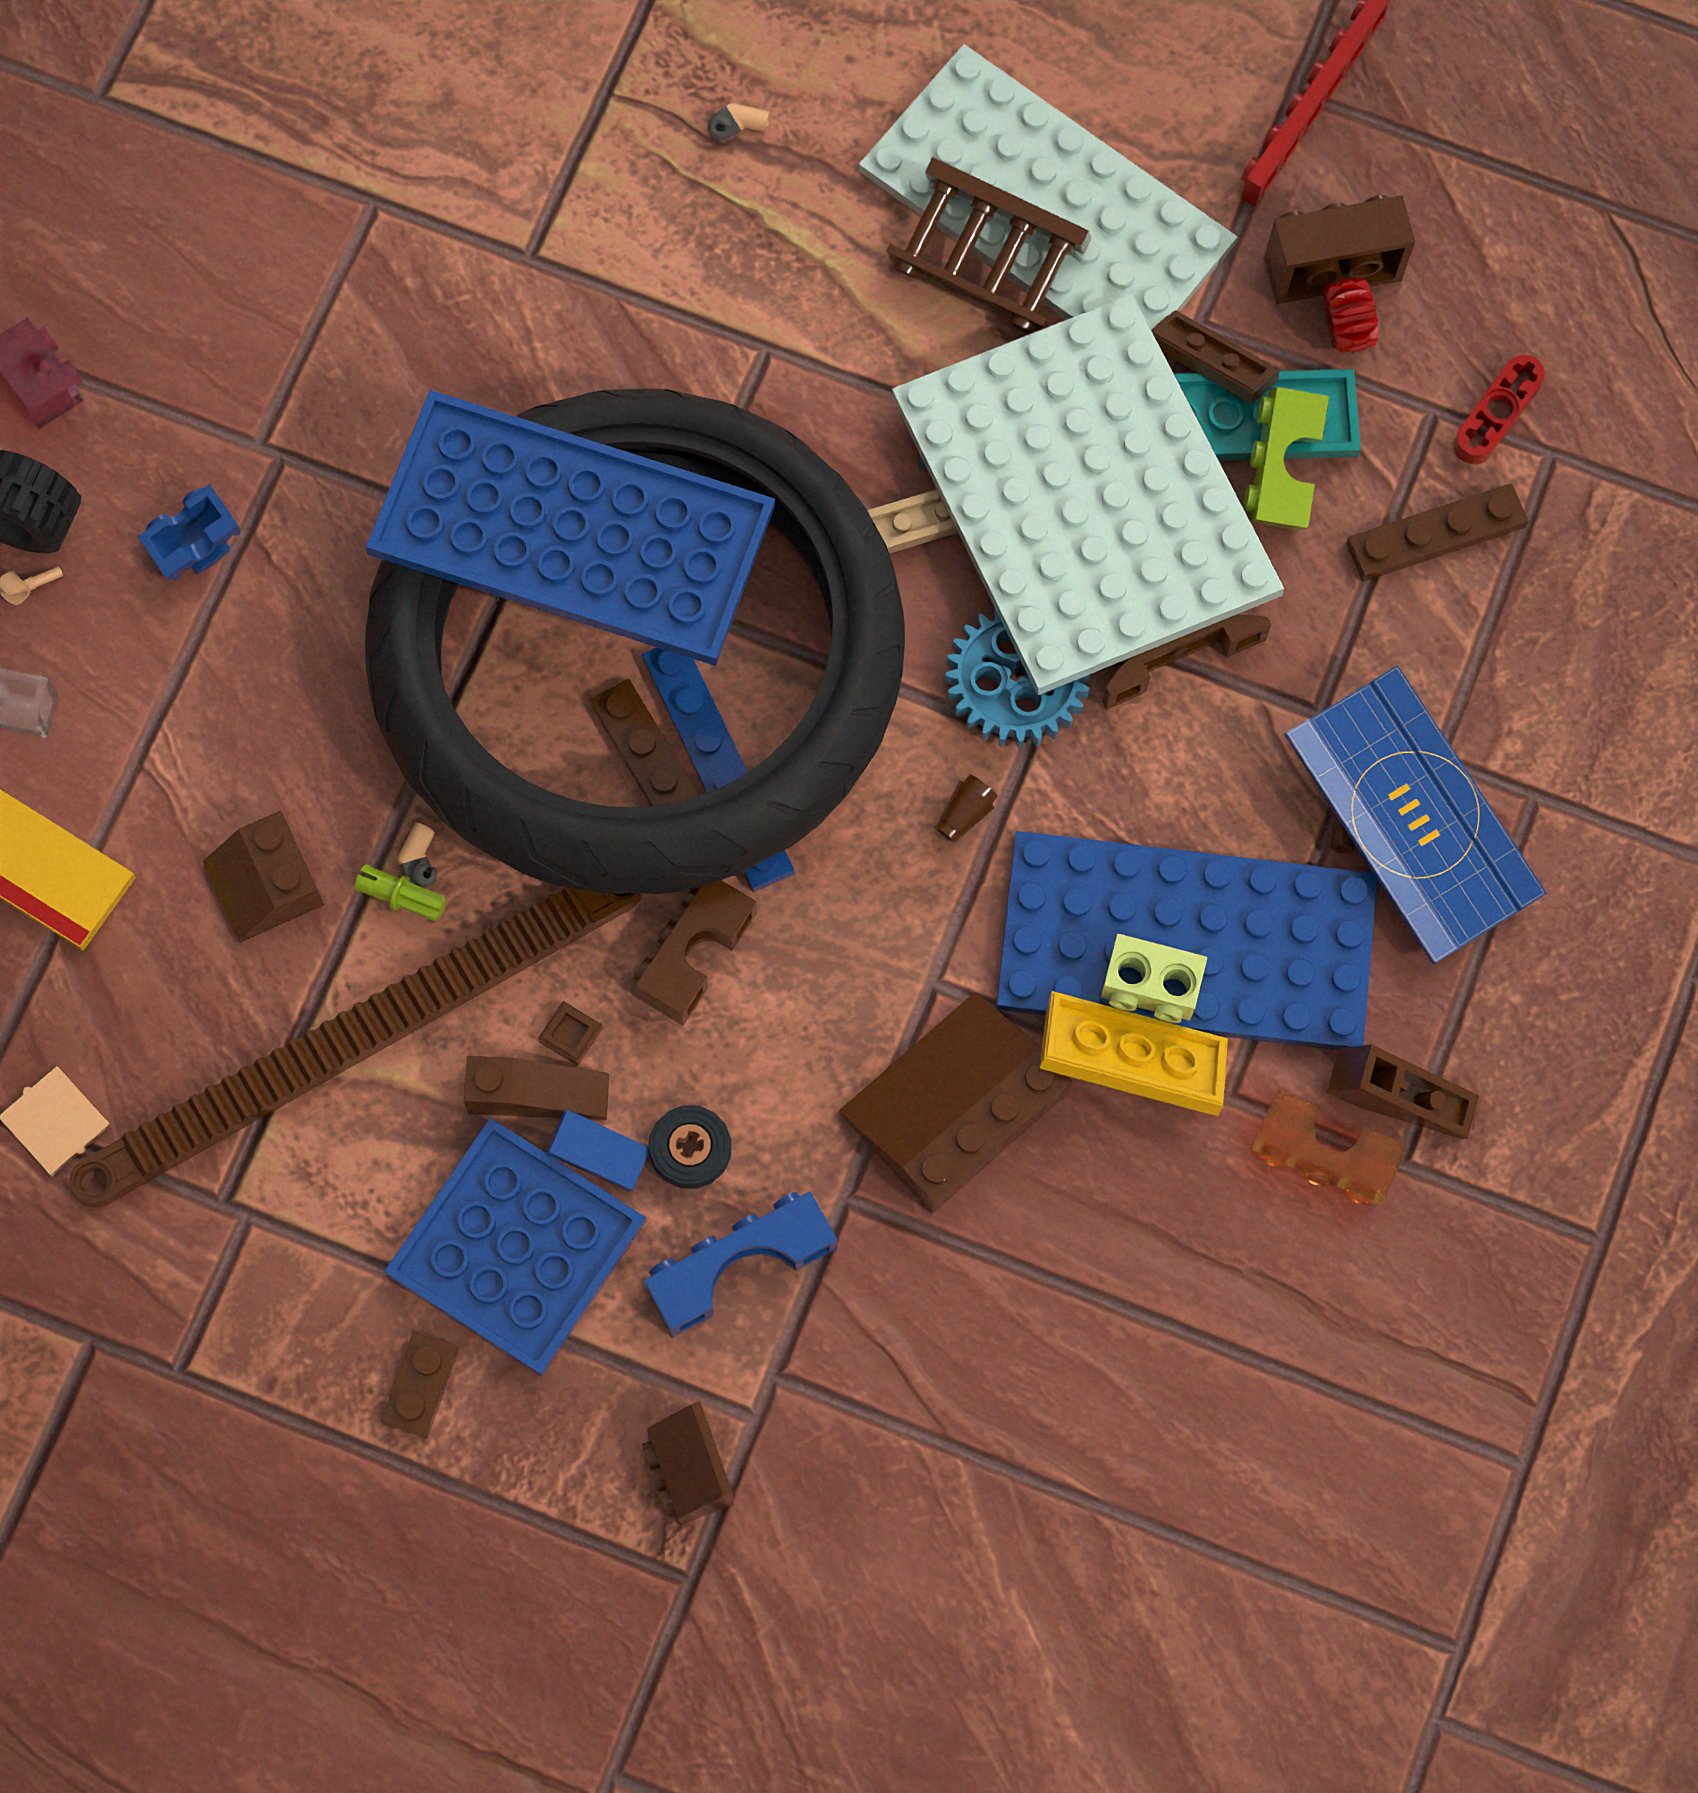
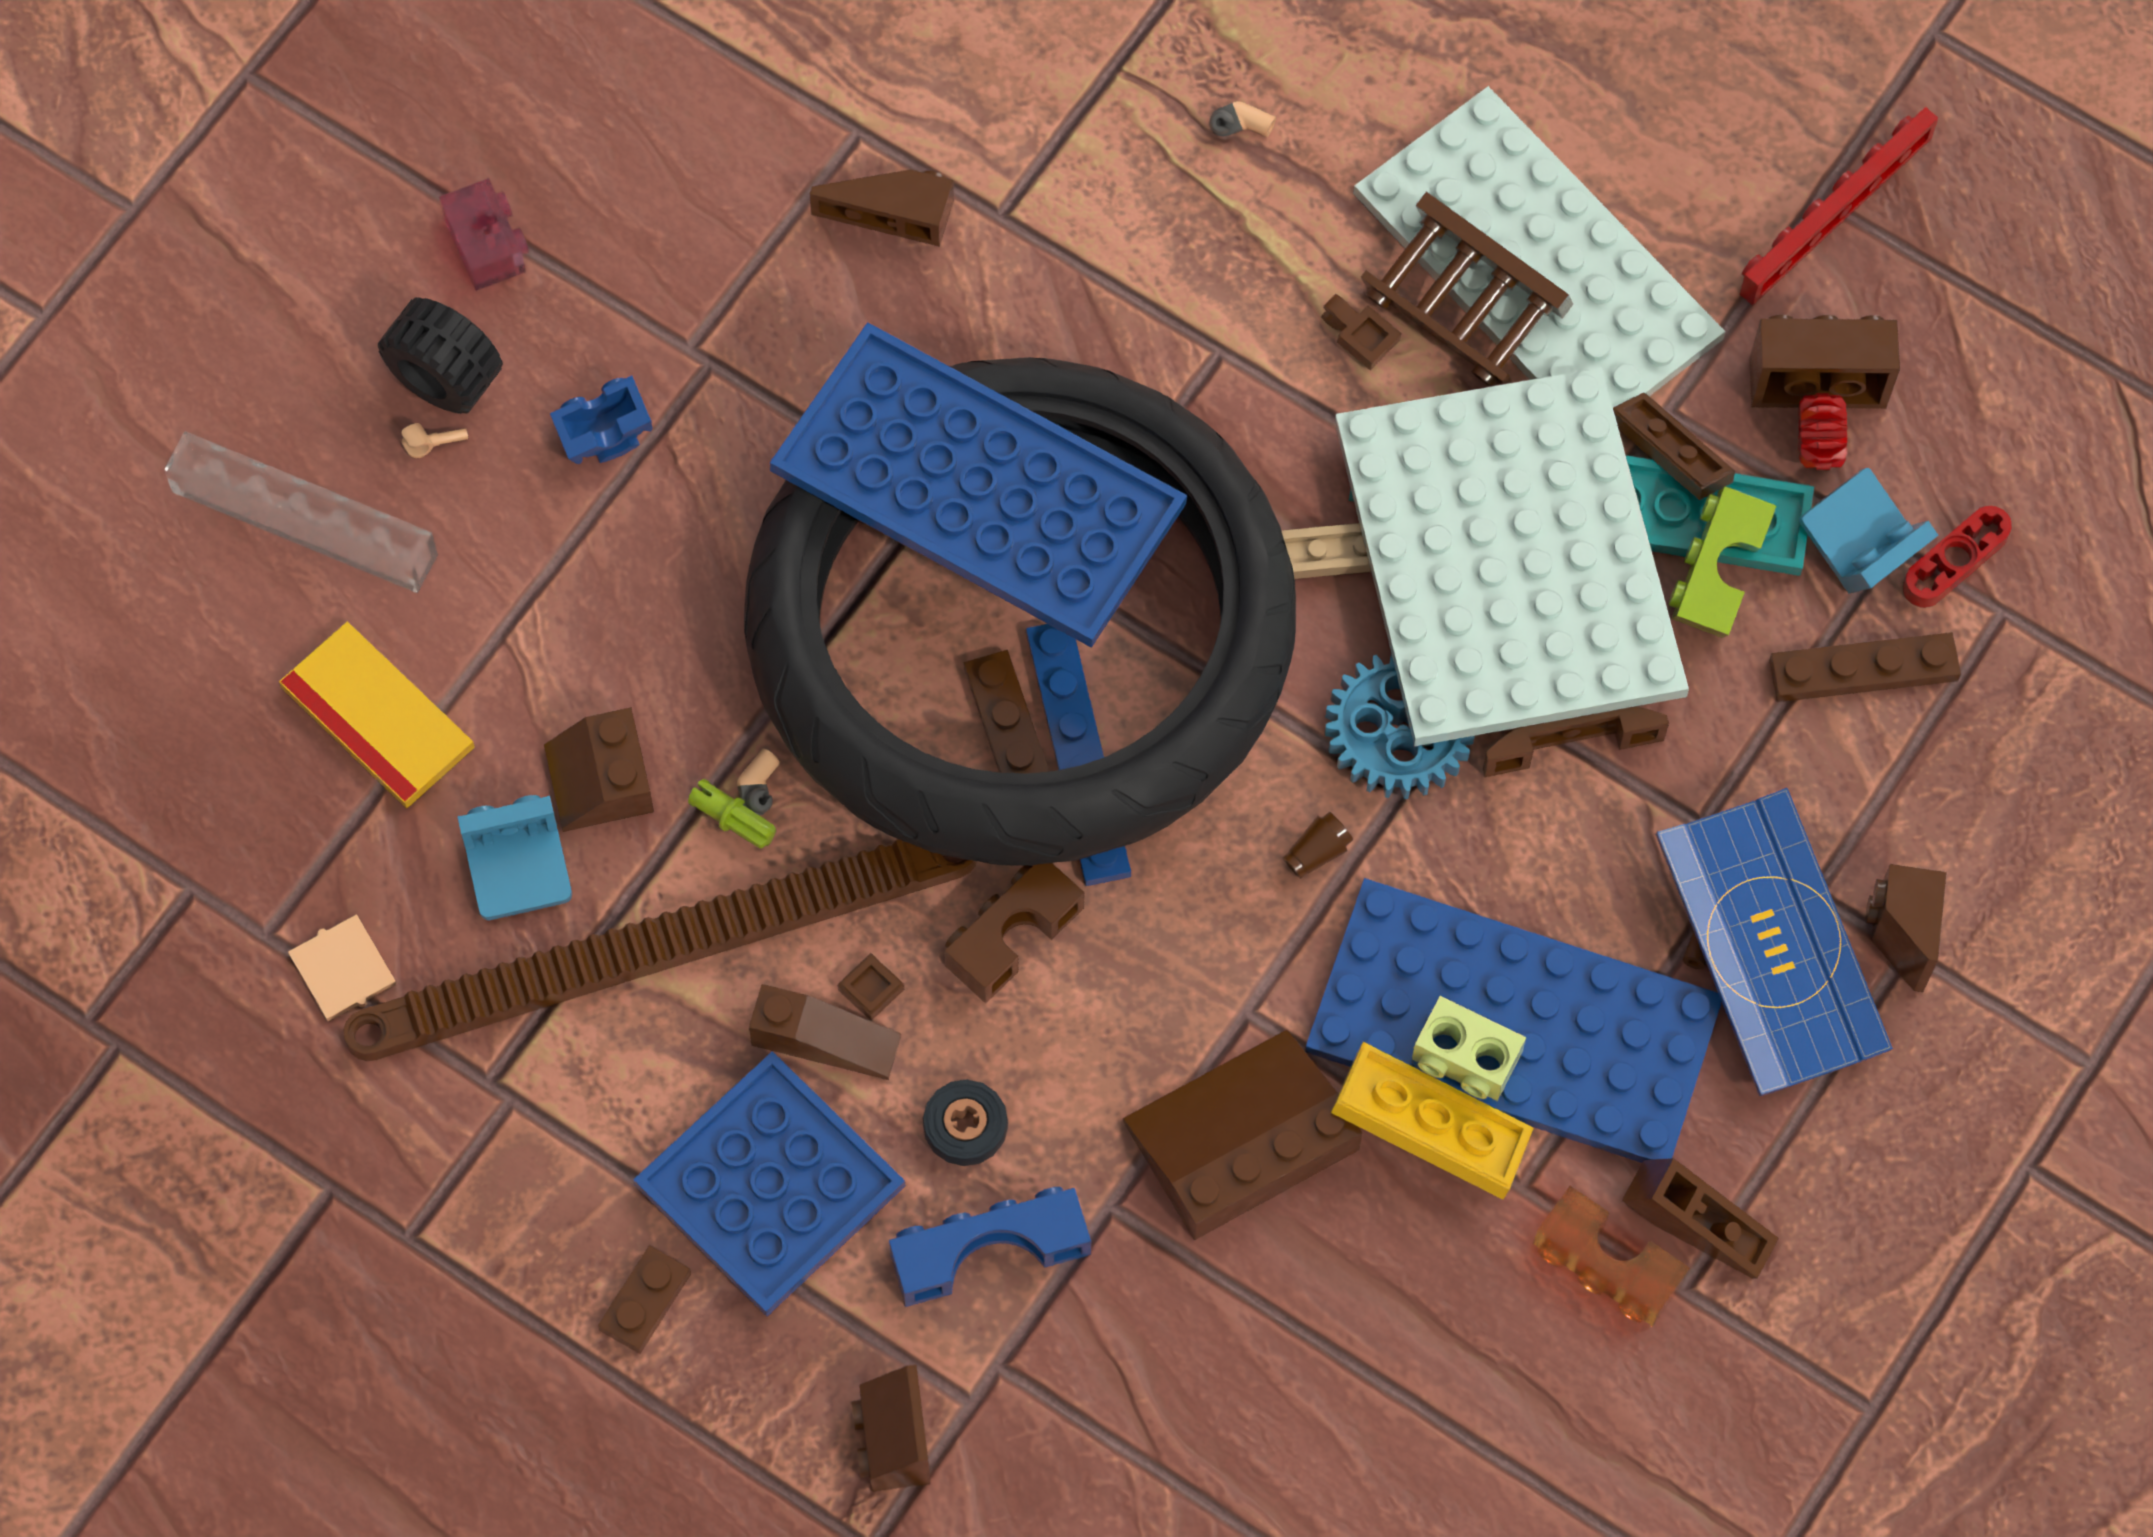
camera: 15 degrees right, 5 degrees down
(200, 979) = (515, 857): none -> dark azure bracket
(427, 265) = (893, 203): none -> reddish brown slope
(597, 1150) = (872, 1106): blue tile -> none
(899, 306) = (1363, 335): none -> reddish brown plate
(1411, 405) = (1863, 532): none -> dark azure bracket
(1537, 769) = (1908, 920): none -> reddish brown slope

